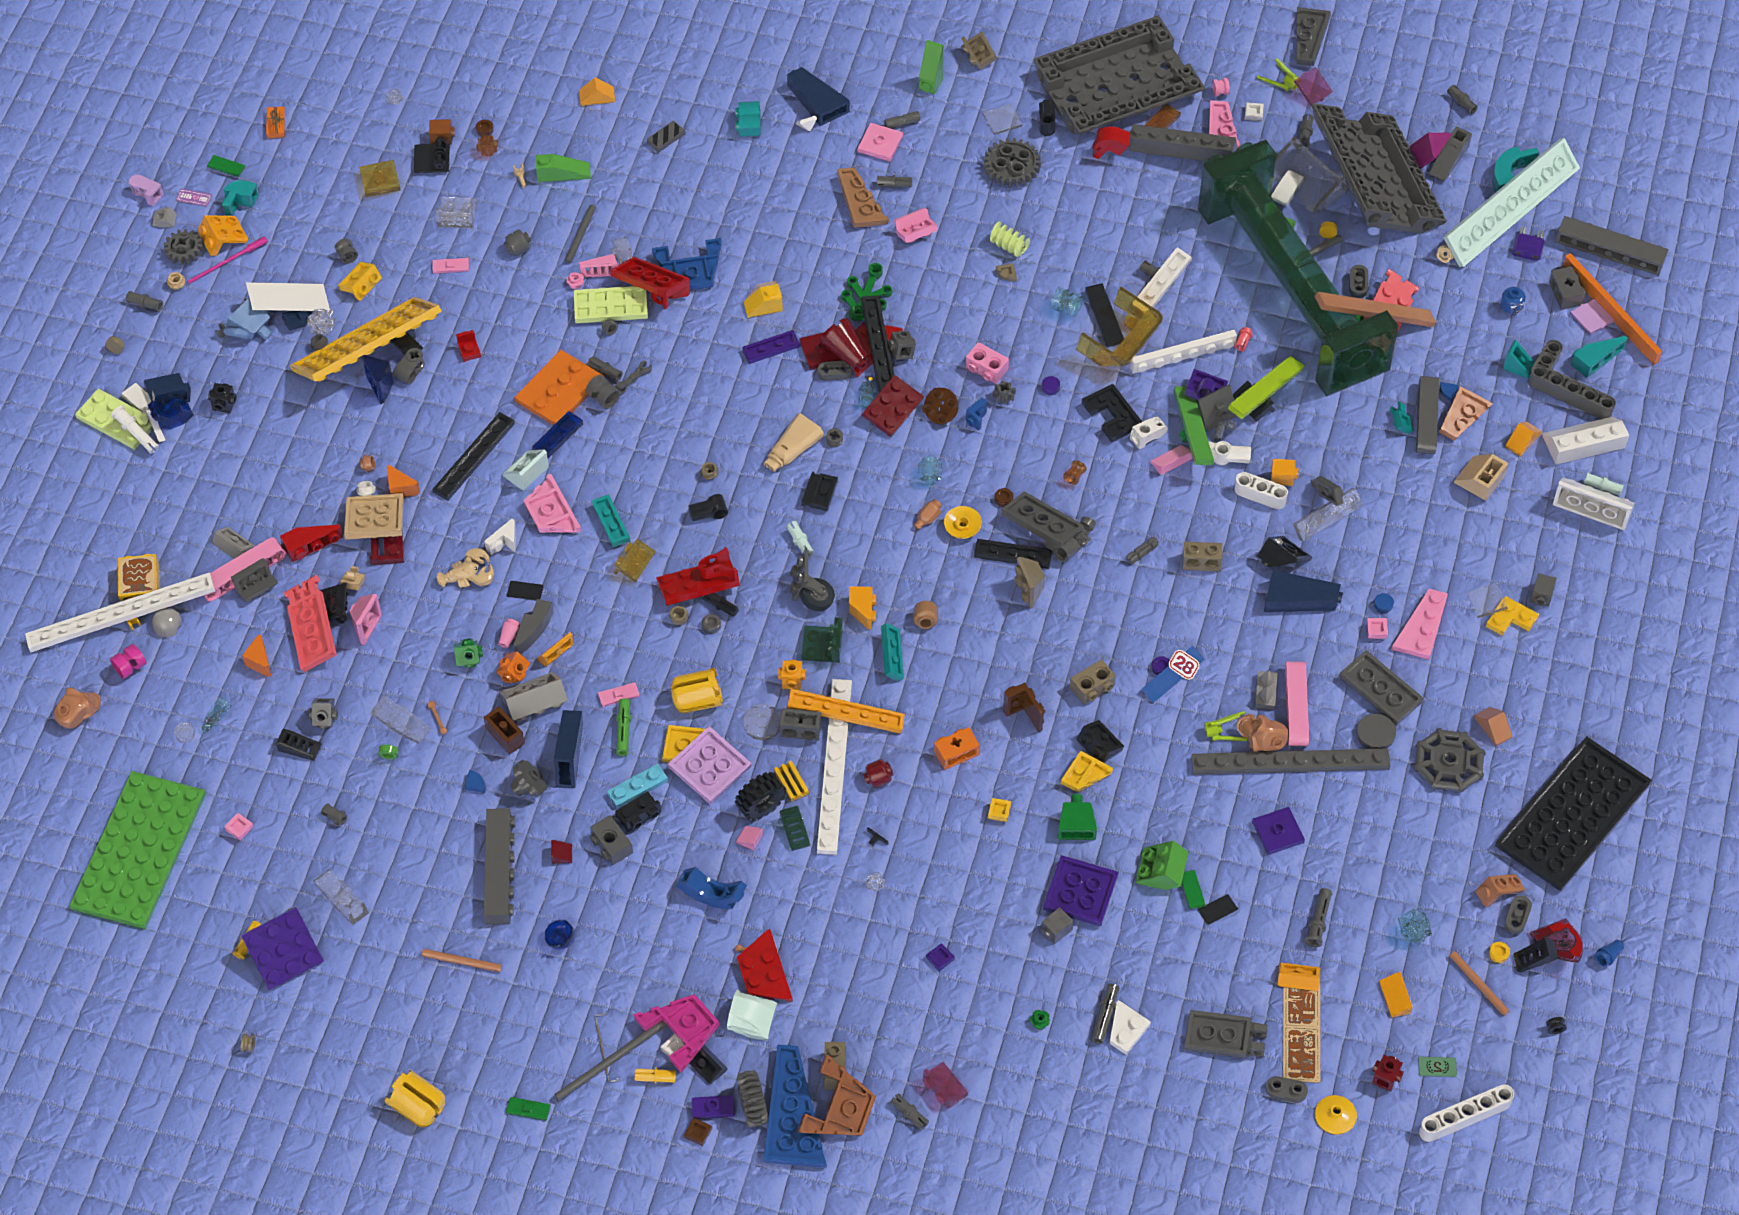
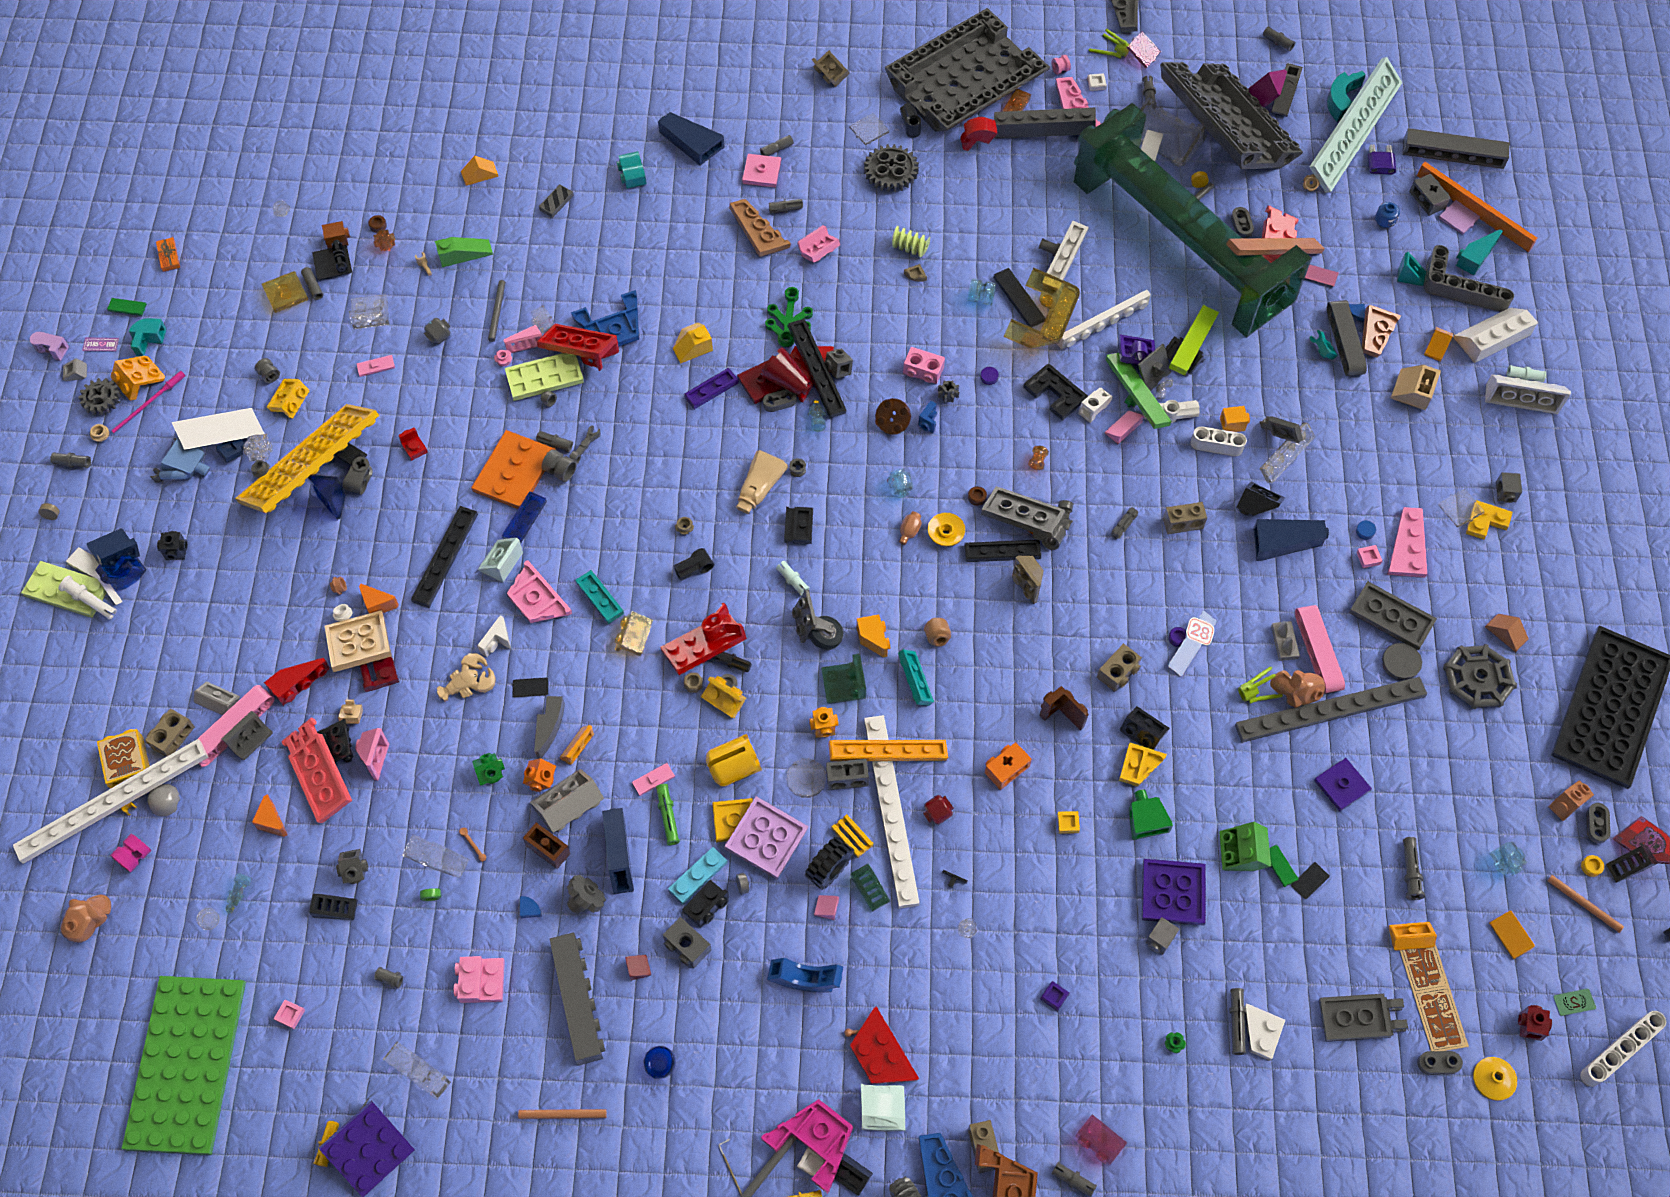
camera: 15 degrees left, 5 degrees up
(186, 567) = (173, 736): none -> dark tan brick
(407, 175) = (312, 284): none -> dark grey piece
(415, 833) = (479, 979): none -> bright pink plate
(508, 633) = (525, 737): bright pink cone -> none
(676, 800) = (742, 883): none -> flat silver tile
(704, 634) = (723, 697): none -> yellow bracket
(807, 123) = (688, 164): white slope -> none
(892, 406) = (846, 425): dark red plate -> none
(932, 67) = (793, 90): bright green slope -> none
(1244, 336) = (1156, 292): coral pin -> none
(1422, 347) = (1321, 275): none -> bright pink piece

